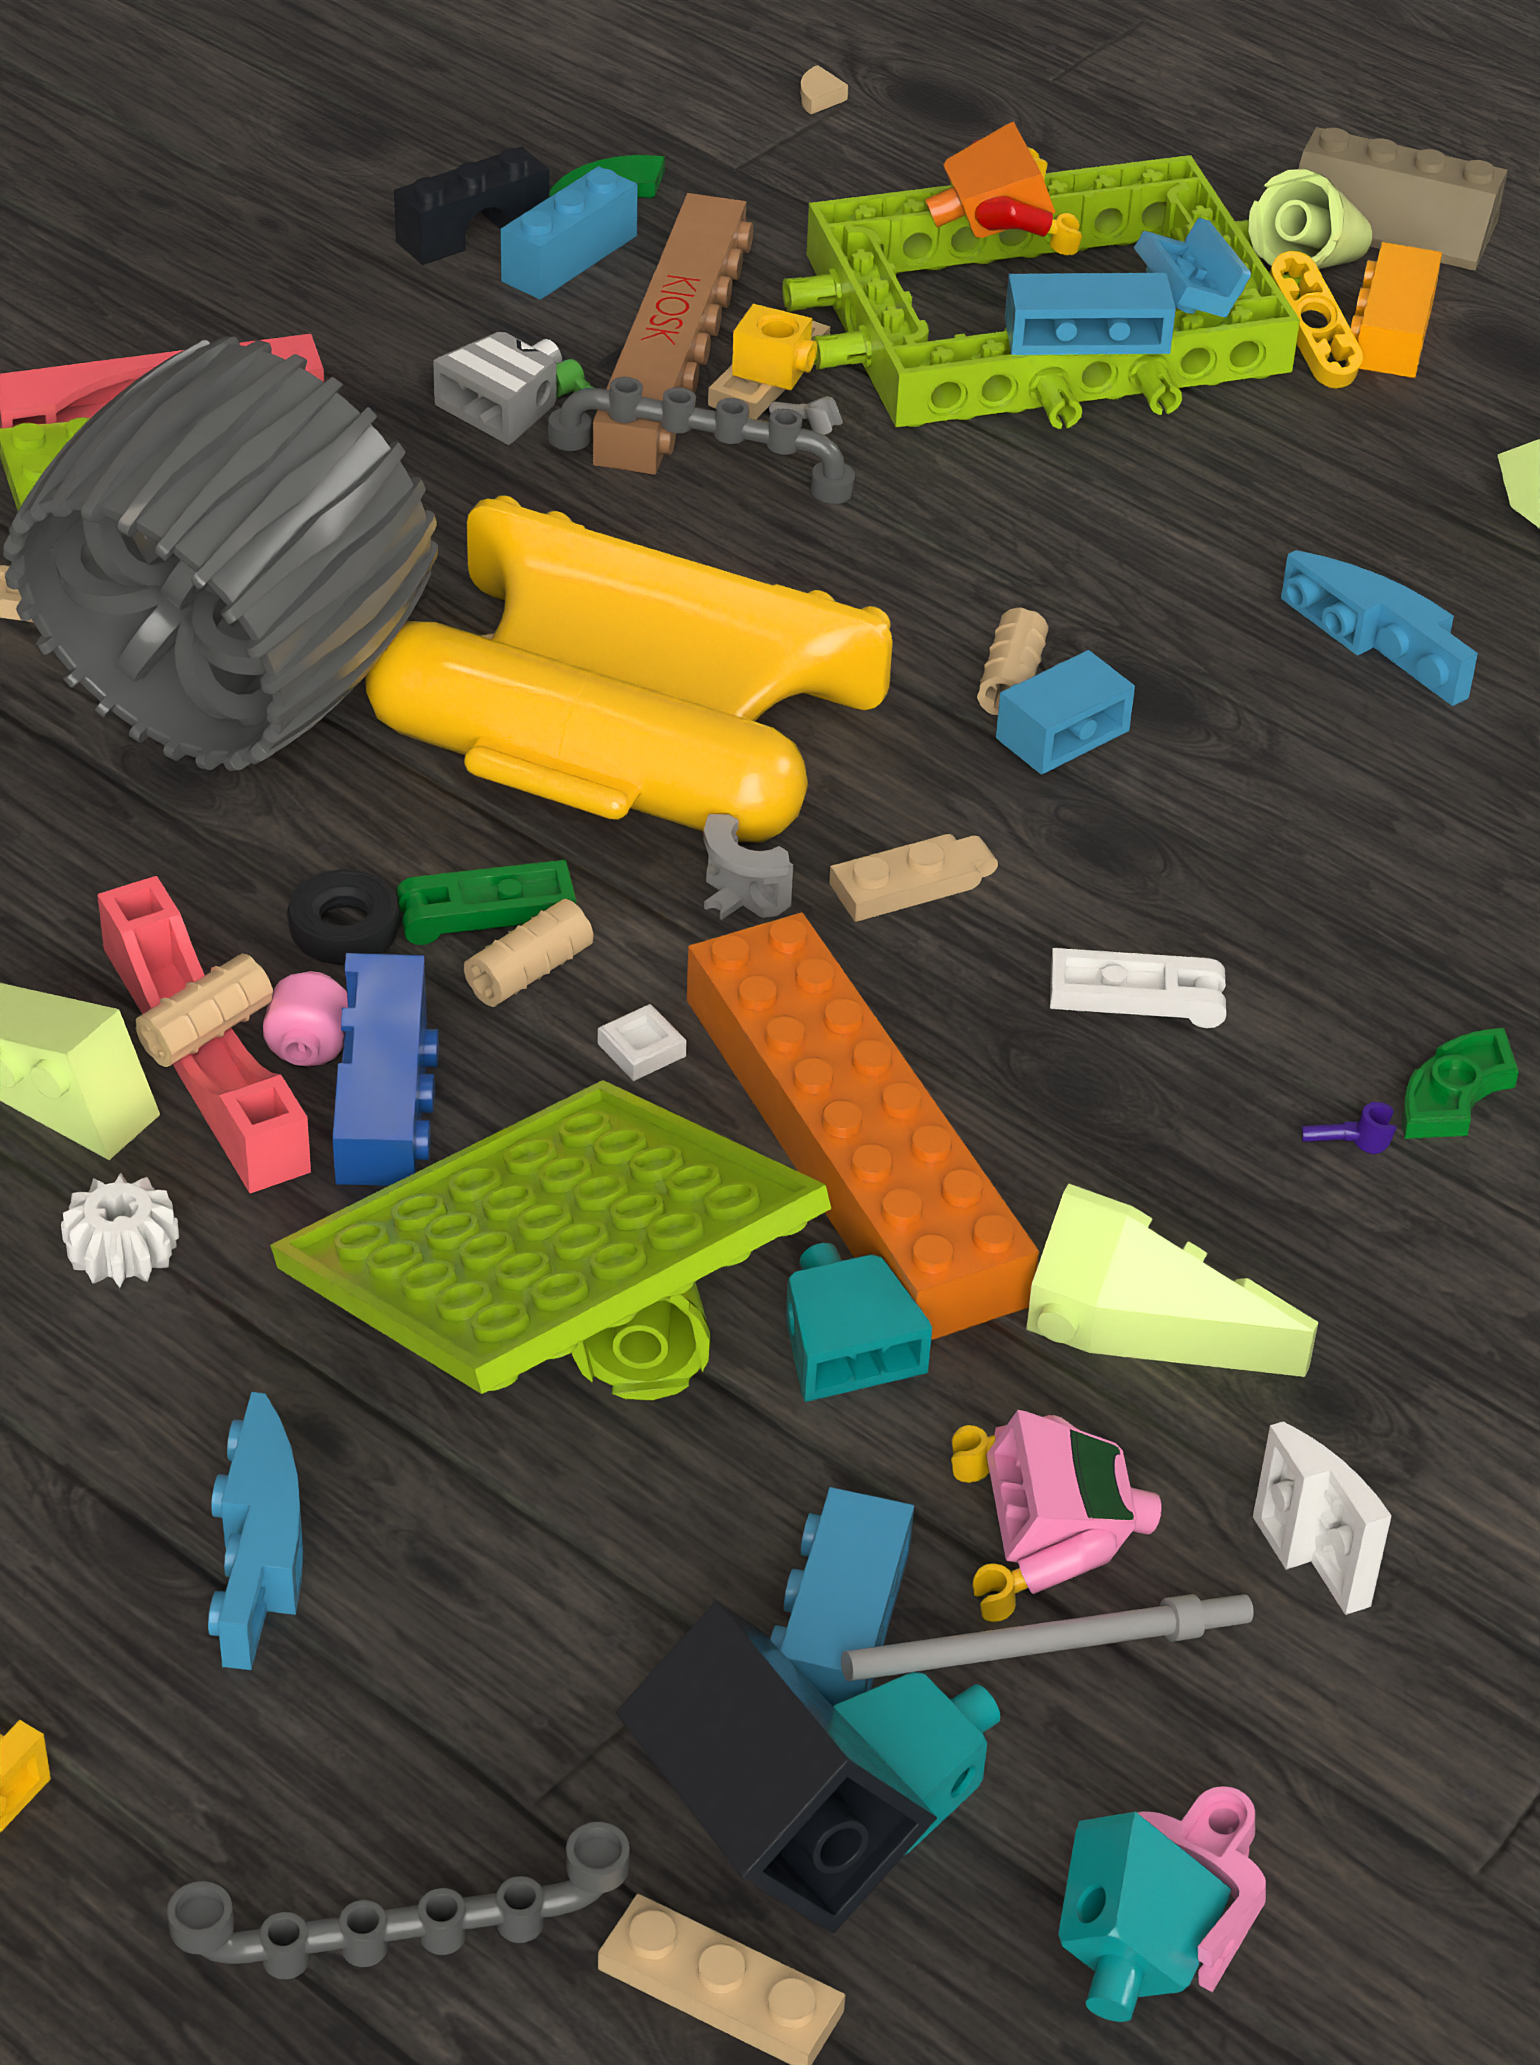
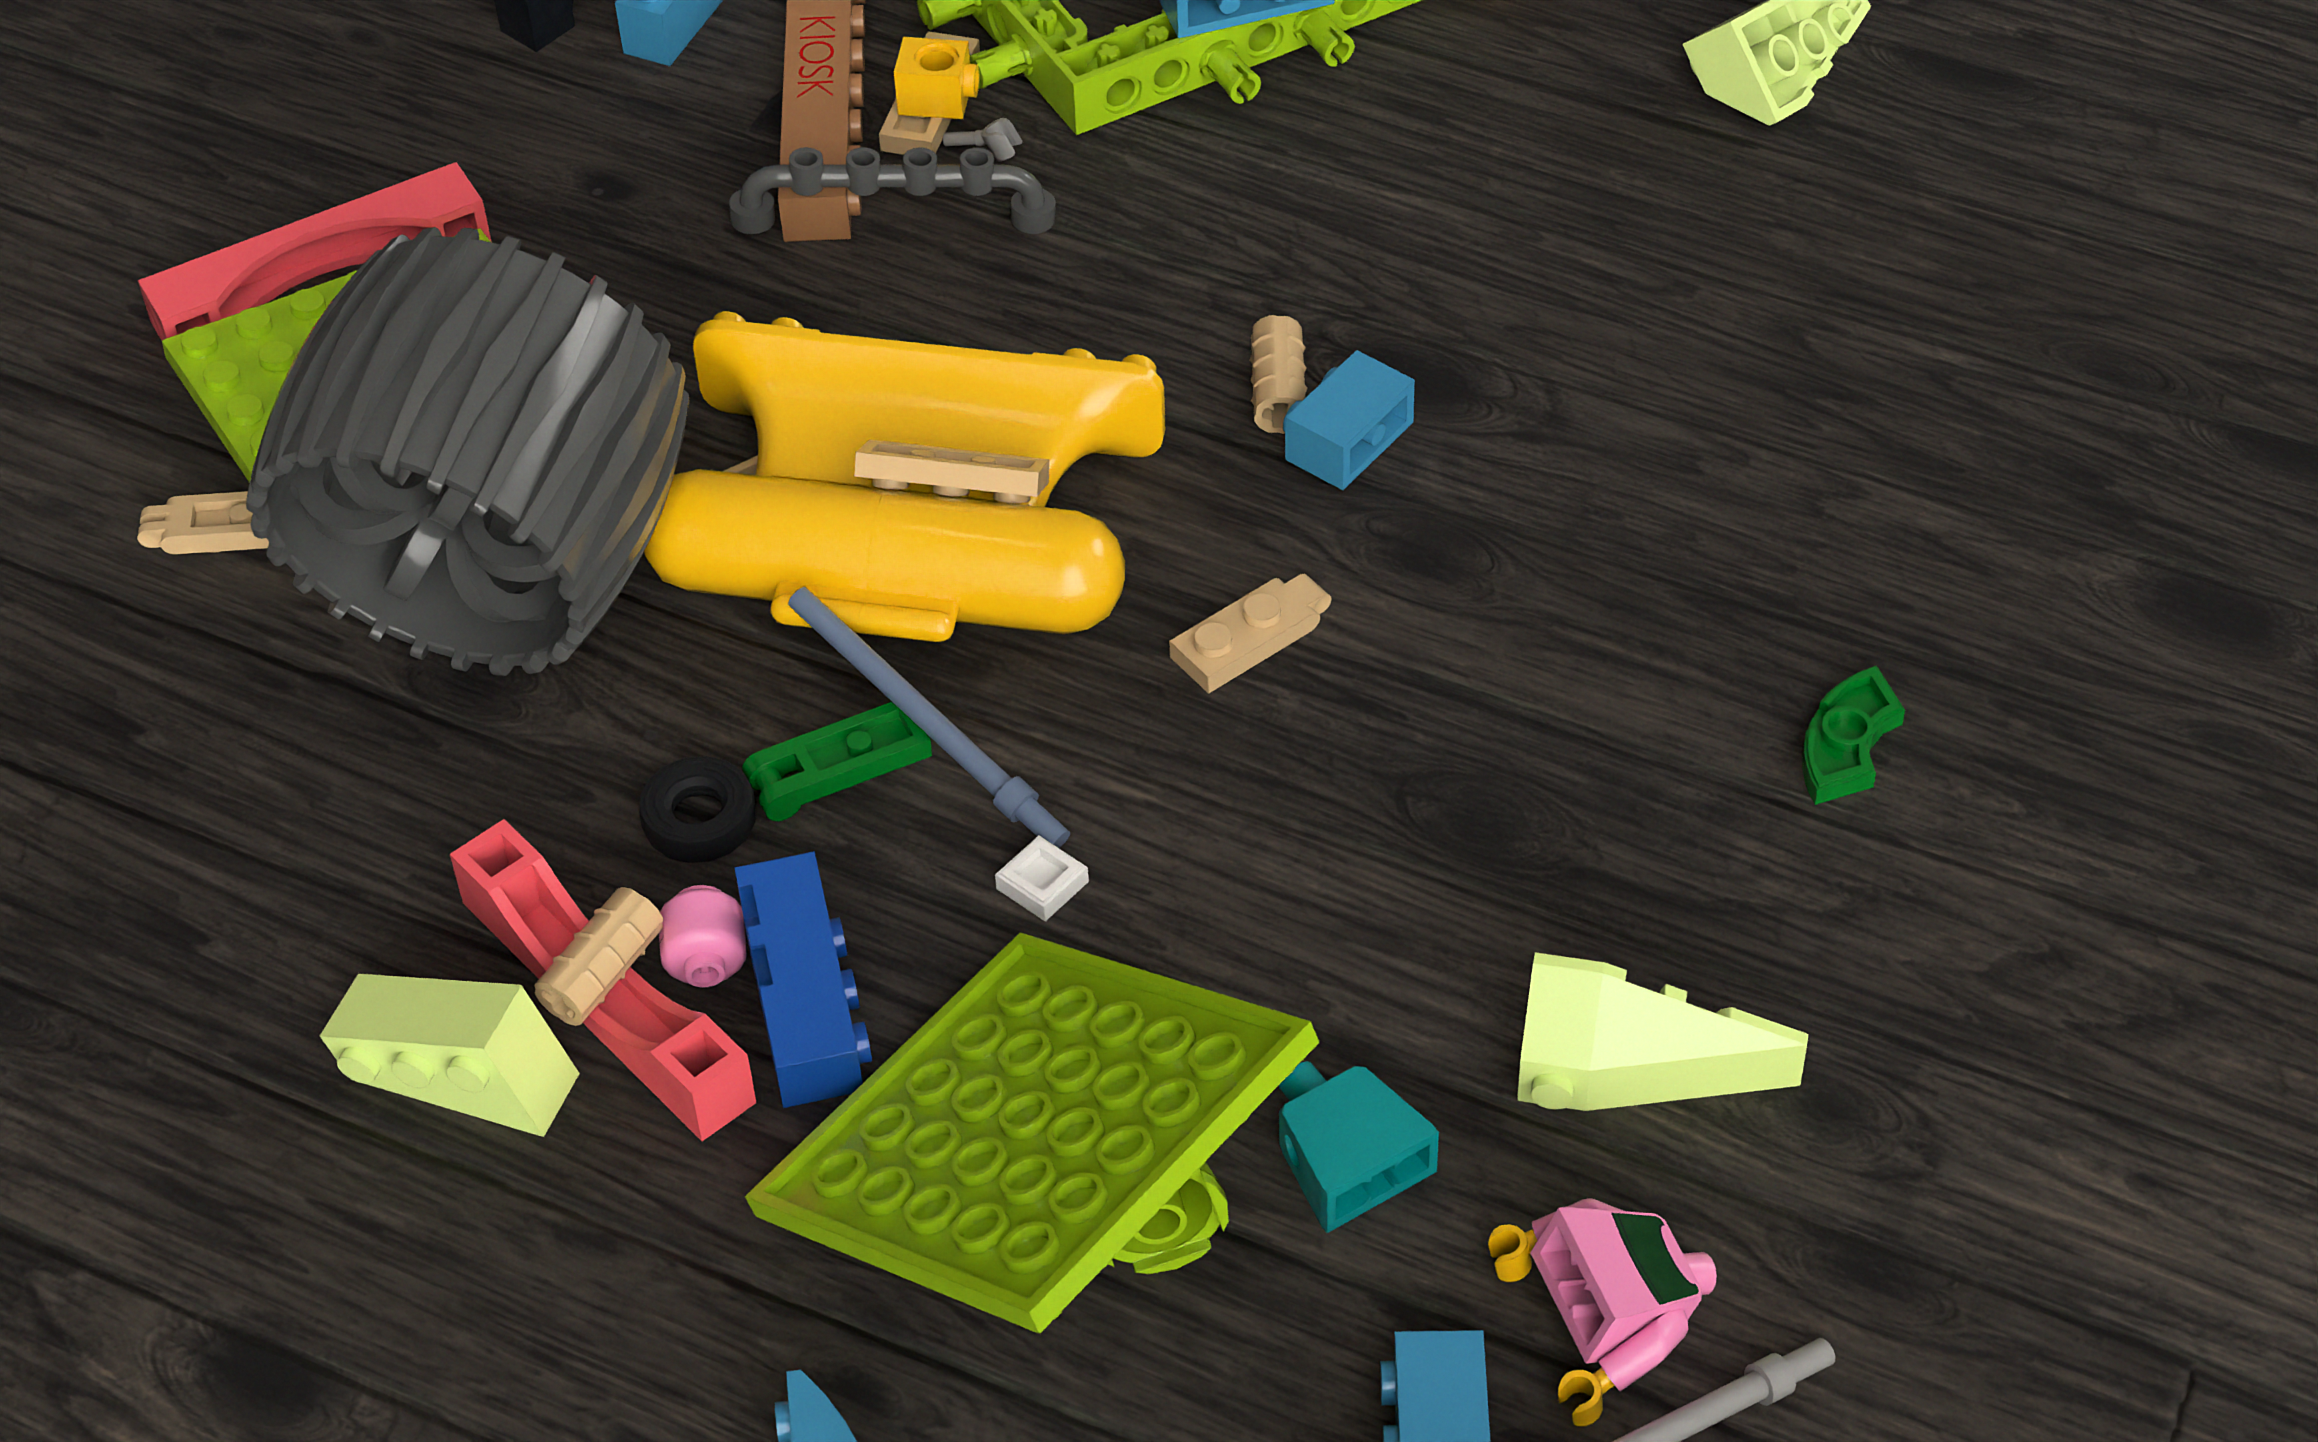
camera: 10 degrees left, 5 degrees up
(120, 1230) = (586, 1218): white gear -> none
(498, 384) = (662, 174): light grey torso -> none
(528, 952) = (899, 808): tan axle -> none
(569, 378) = (730, 150): bright green hand -> none
(635, 963) = (1011, 795): none -> sand blue bar
(666, 669) = (952, 470): none -> tan plate
(744, 876) = (1087, 674): light grey piece -> none
(860, 1122) = (1290, 918): orange brick -> none
(1139, 985) = (1511, 701): white plate -> none
(1322, 1515) = (1875, 1236): white slope -> none
(1369, 1133) = (1778, 809): dark purple hand -> none
(1378, 613) = (1616, 240): dark azure slope -> none

